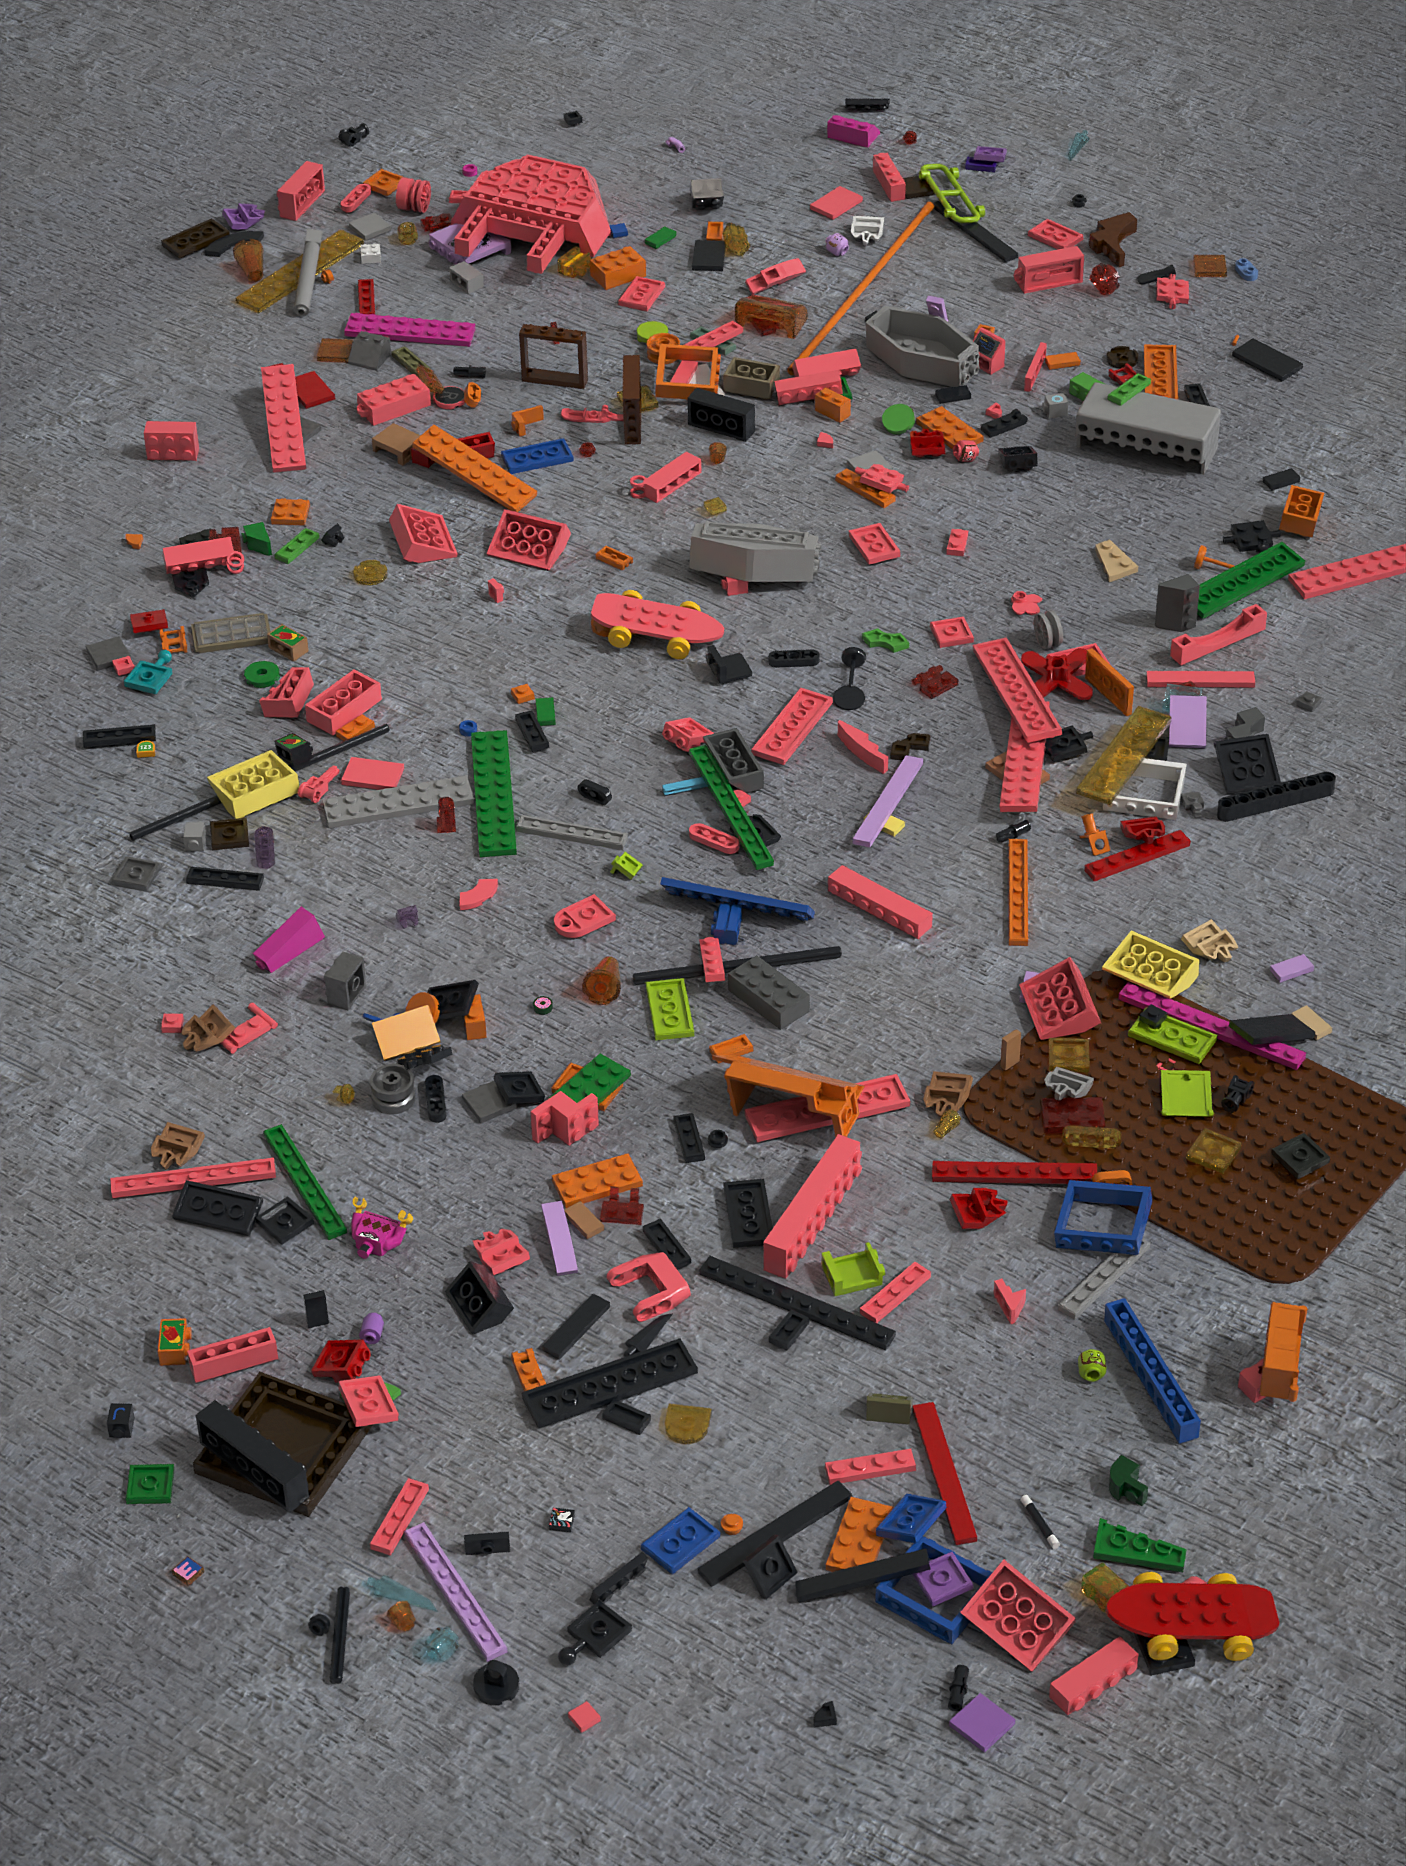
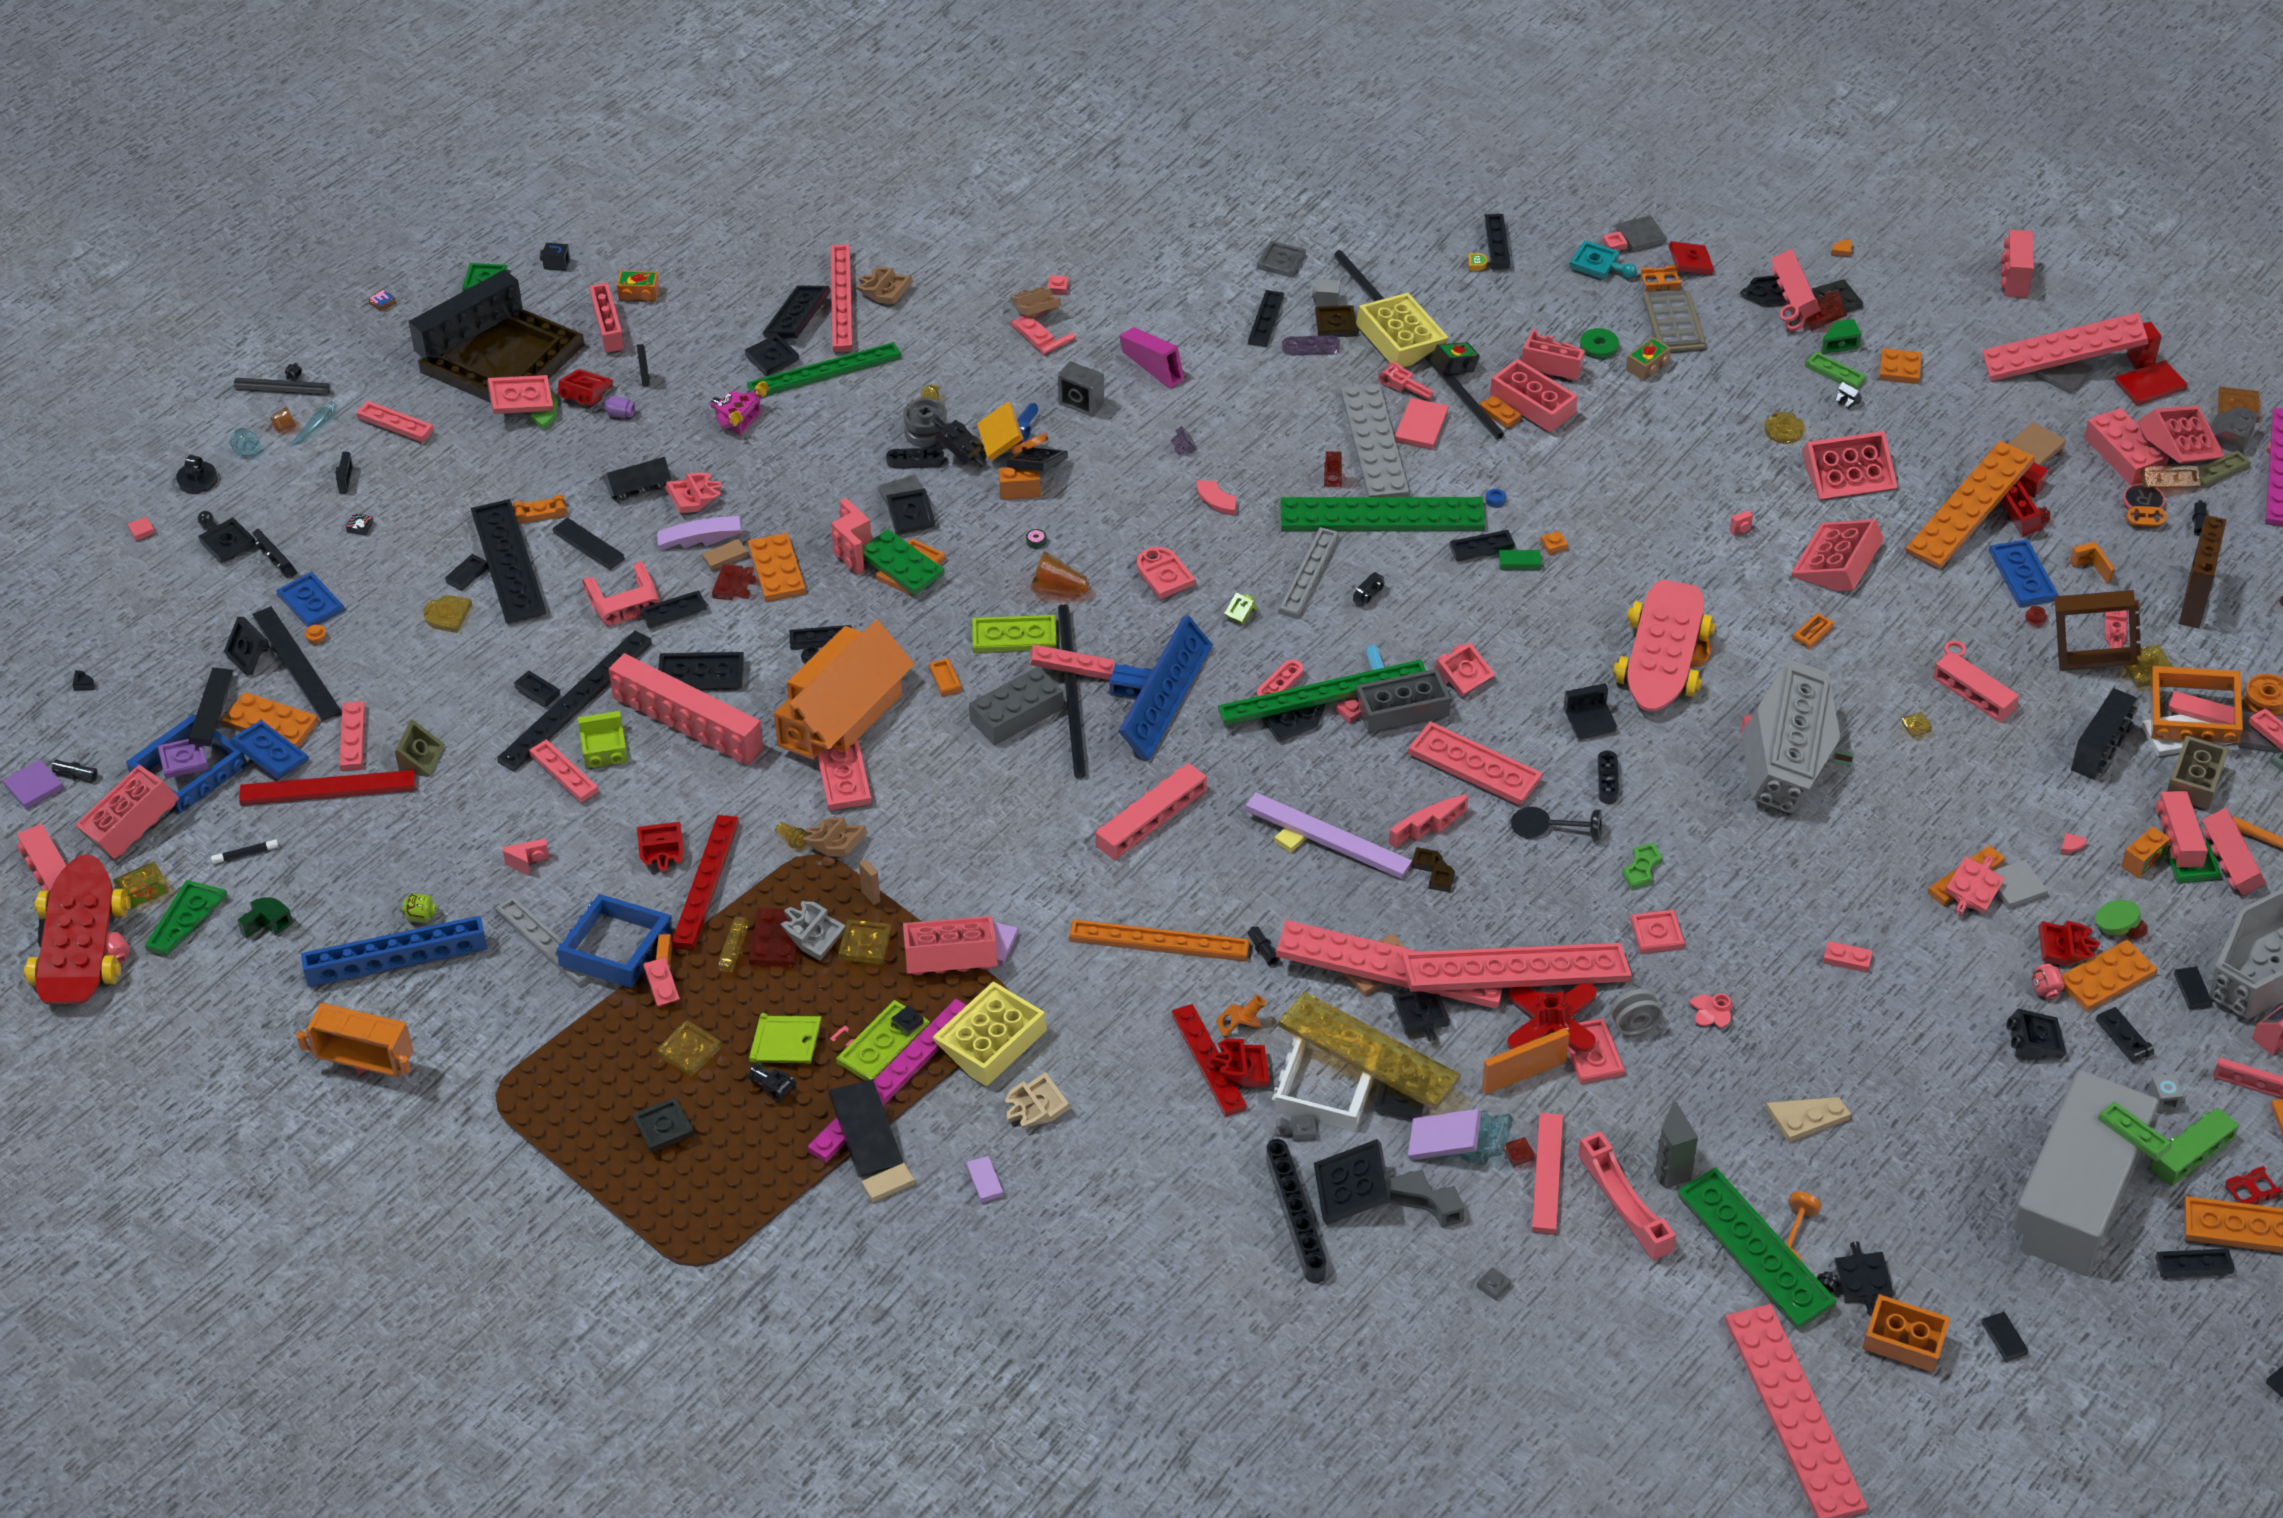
camera: 95 degrees right, 5 degrees up
(386, 366) = (2181, 434): none -> coral slope
(455, 1592) = (304, 456): lavender tile -> none
(645, 1337) = (559, 588): black bar -> none
(717, 452) = (2028, 732): clear orange hat -> none
(874, 543) = (1839, 870): coral plate -> none
(938, 684) = (1551, 908): clear red plate -> none
(994, 411) = (2156, 1030): coral tile -> none
(1148, 1175) = (661, 982): none -> coral plate

